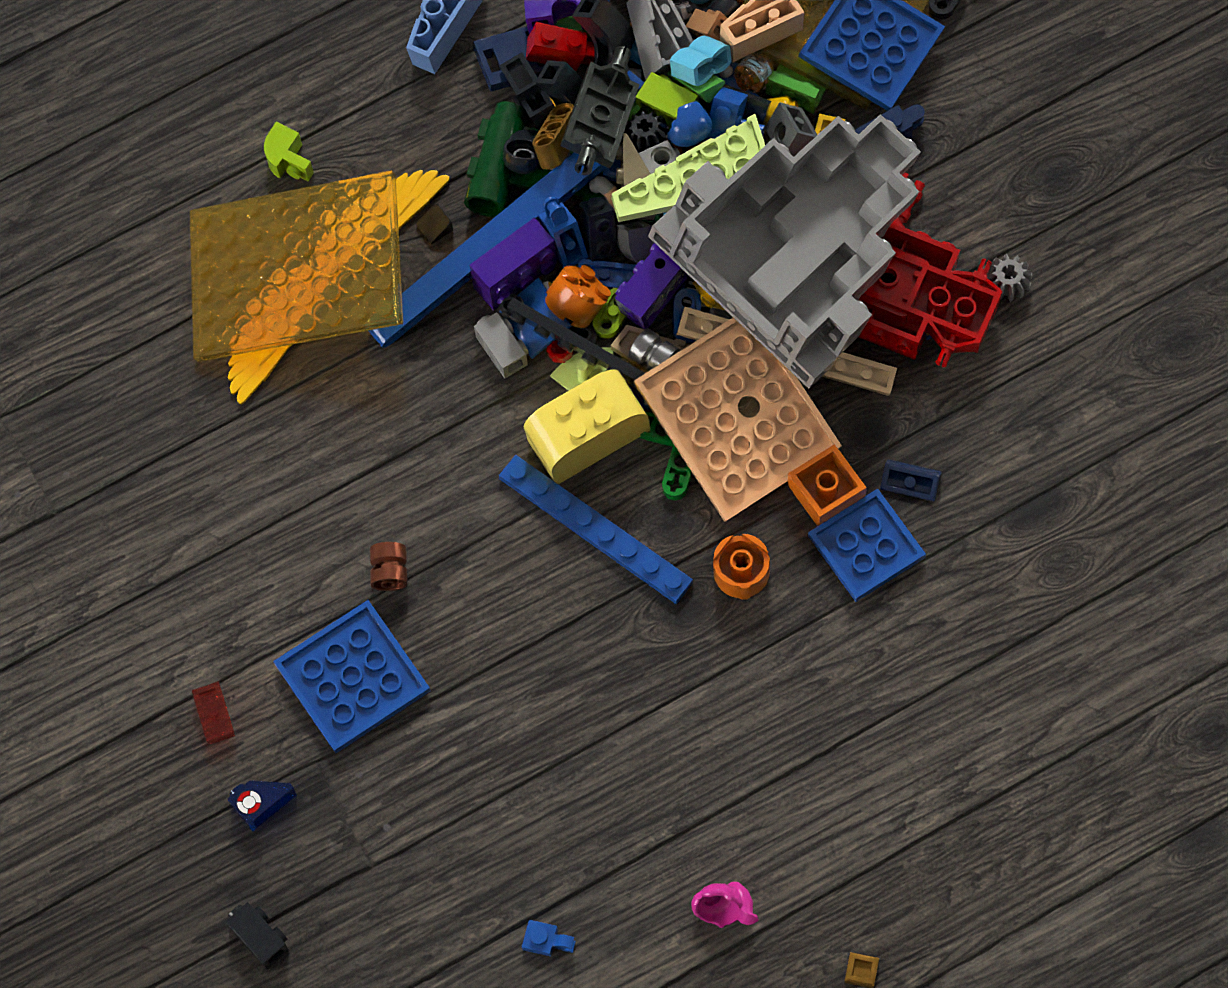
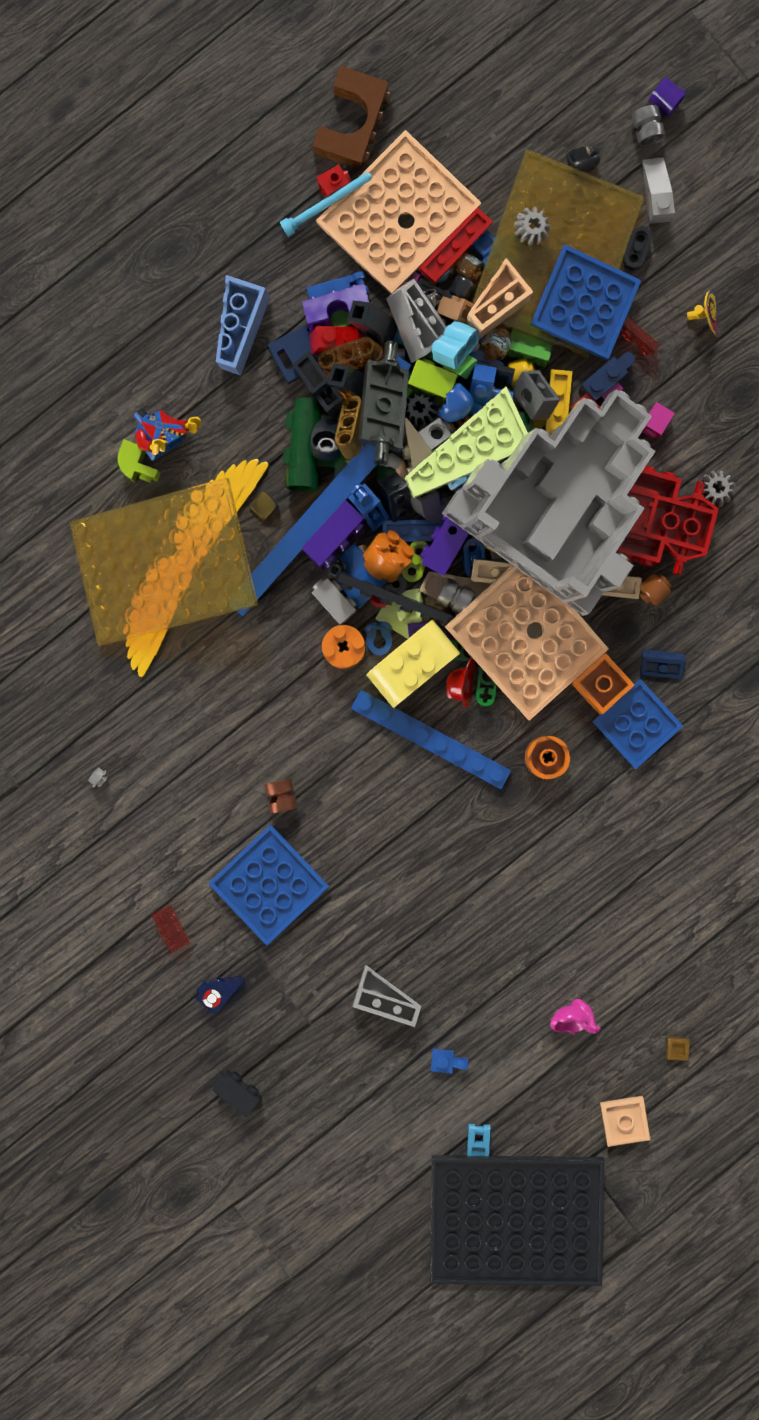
camera: 10 degrees left, 20 degrees up
(159, 514) = (98, 778): none -> light grey plate
(323, 122) = (161, 433): none -> torso
(475, 840) = (384, 999): none -> light grey wedge
(502, 384) = (339, 635): none -> orange brick
(544, 383) = (385, 629): none -> blue piece
(576, 54) = (359, 350): none -> clear orange beam
(647, 459) = (460, 683): none -> red piece
(912, 384) = (655, 589): none -> dark orange head
(940, 97) = (634, 333): none -> clear red plate
(943, 189) = (660, 418): none -> dark pink brick
(1024, 70) = (709, 312): none -> shield

